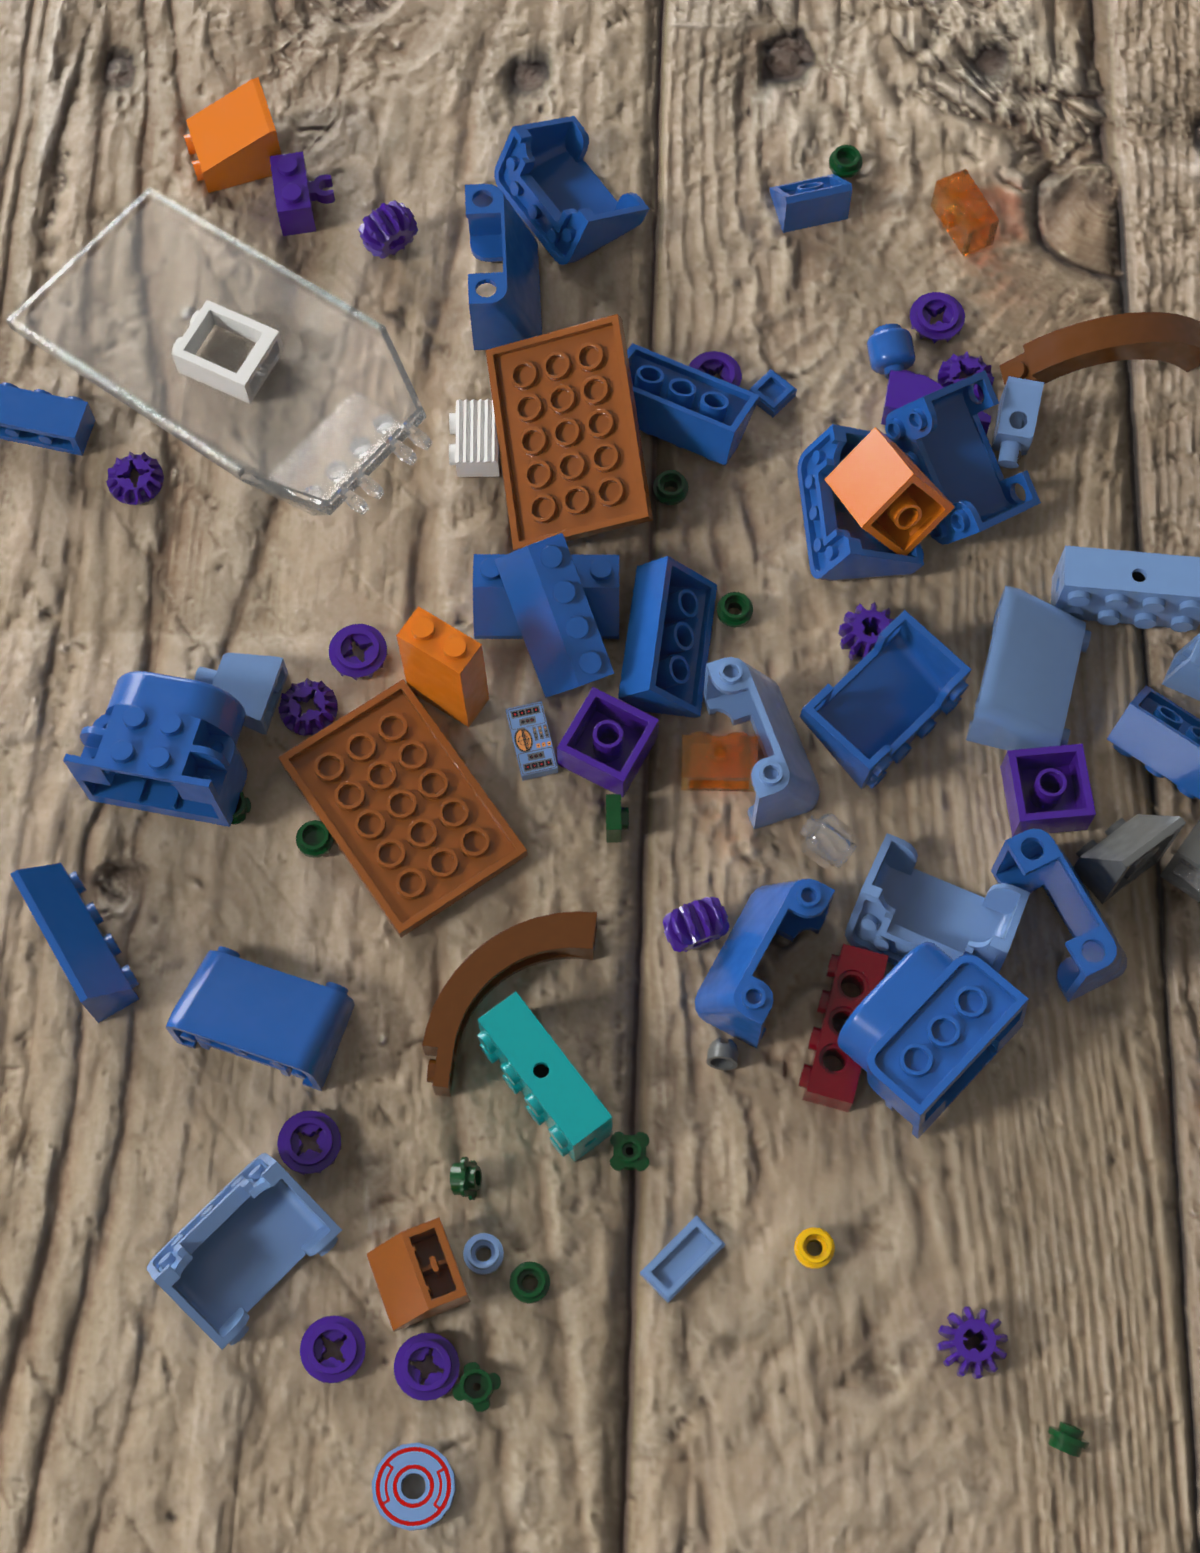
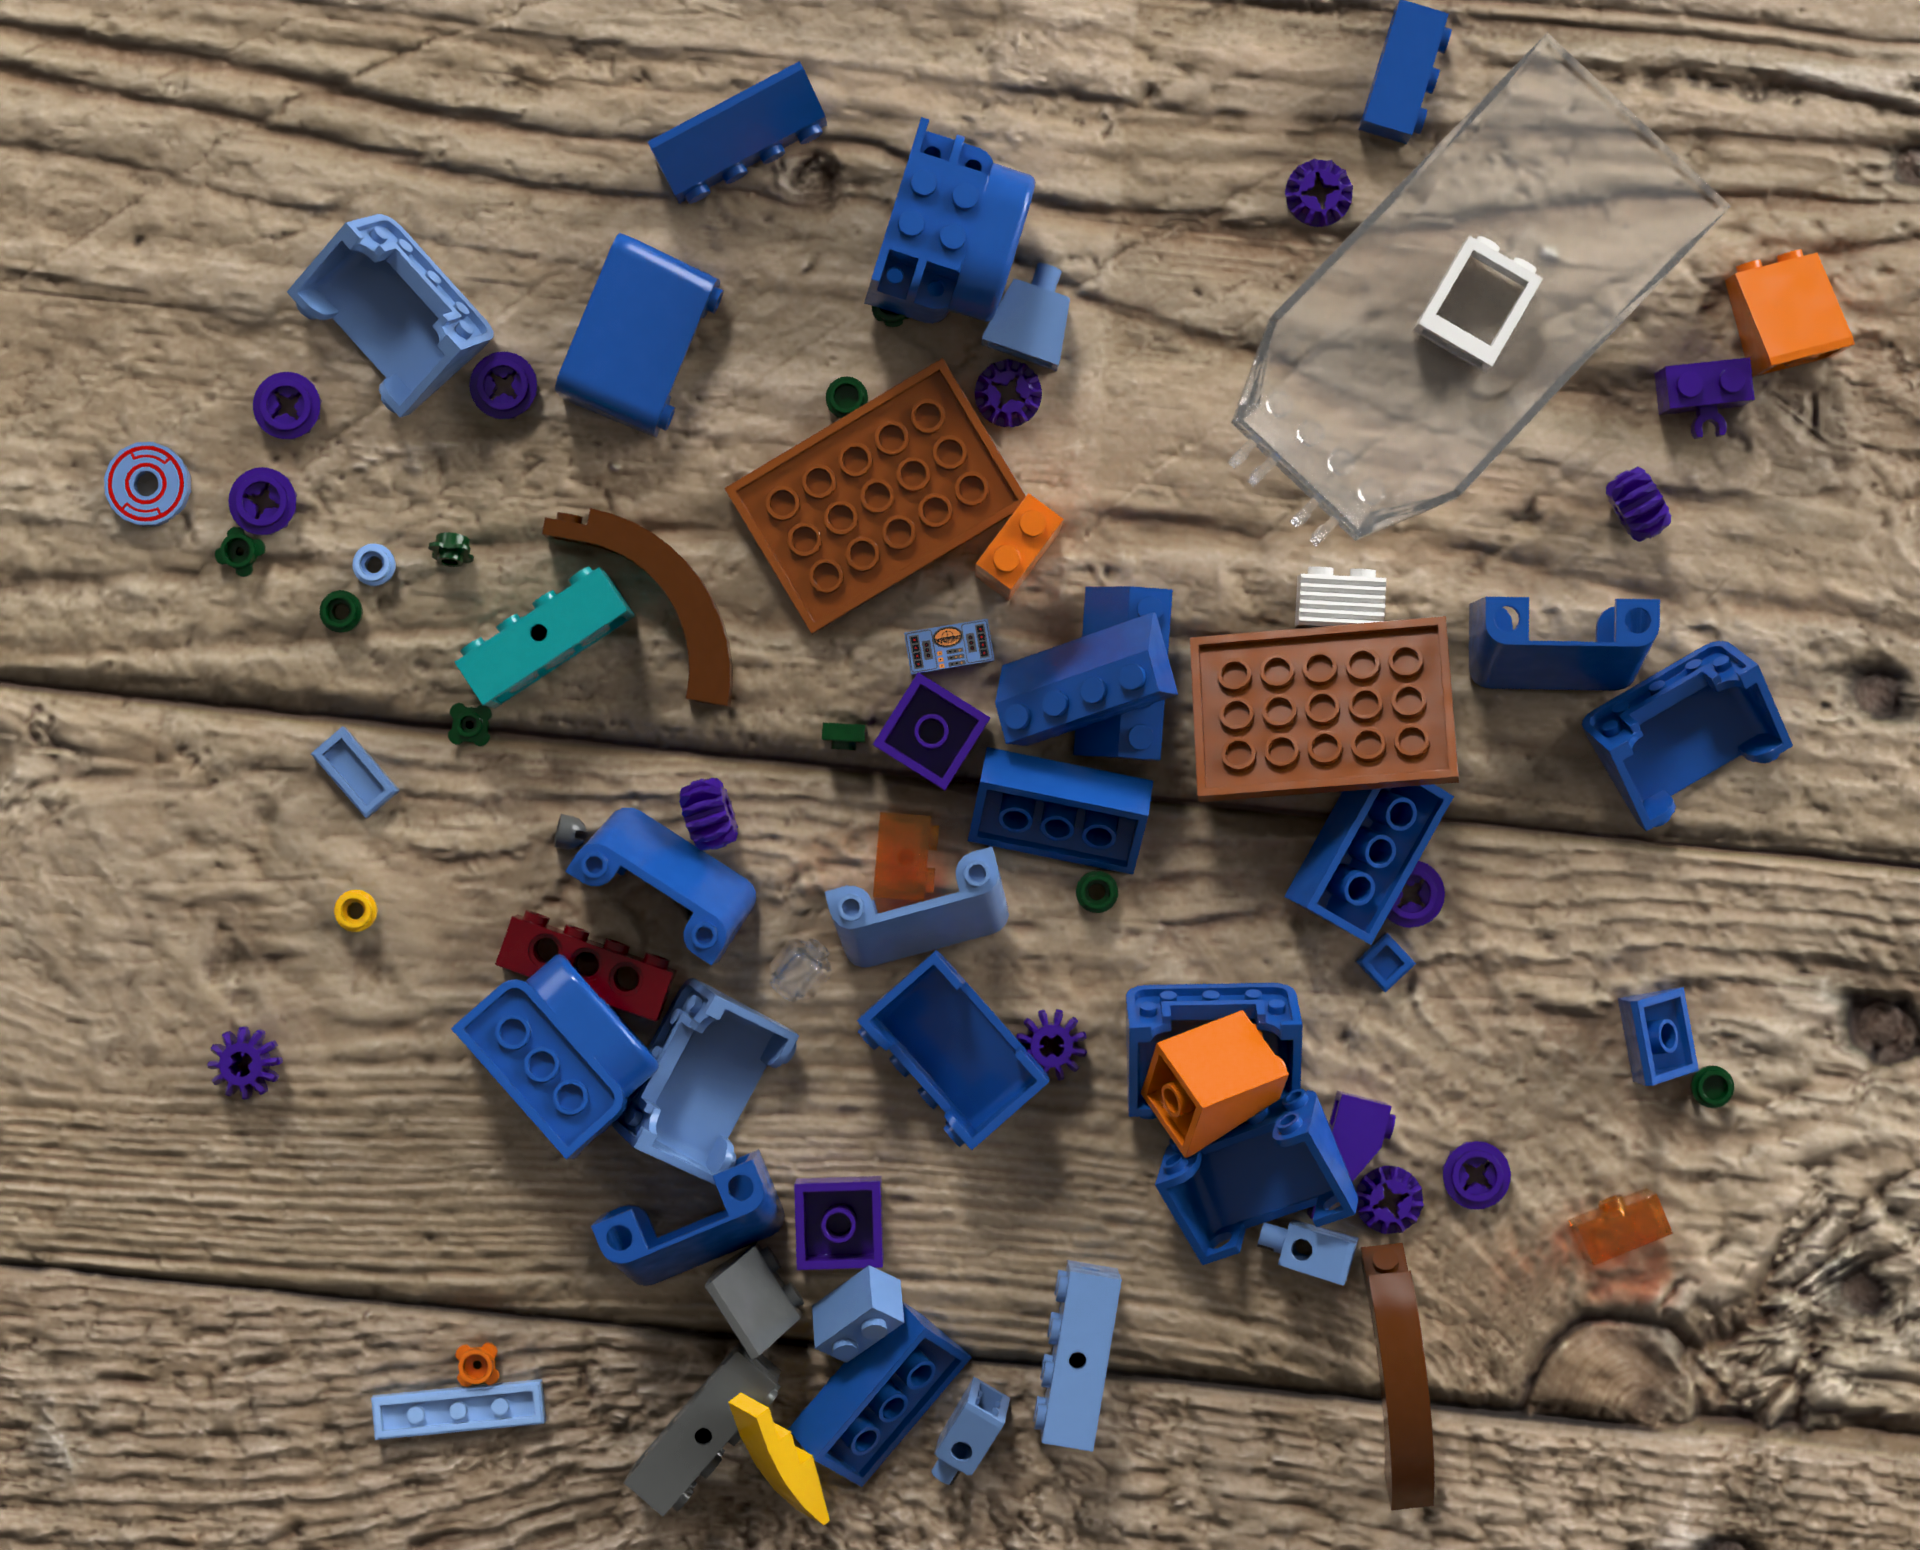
camera: 90 degrees right, 20 degrees up
(363, 637) = (1080, 433): dark purple gear -> none
(417, 1275) = (351, 497): dark orange slope -> none
(673, 479) = (1275, 825): dark green plate -> none
(890, 349) = (1426, 1112): blue head -> none
(1028, 674) = (983, 1222): medium blue windscreen -> none
(1067, 1439) = (143, 1147): dark green plate -> none
(1126, 764) = (857, 1314): none -> medium blue brick

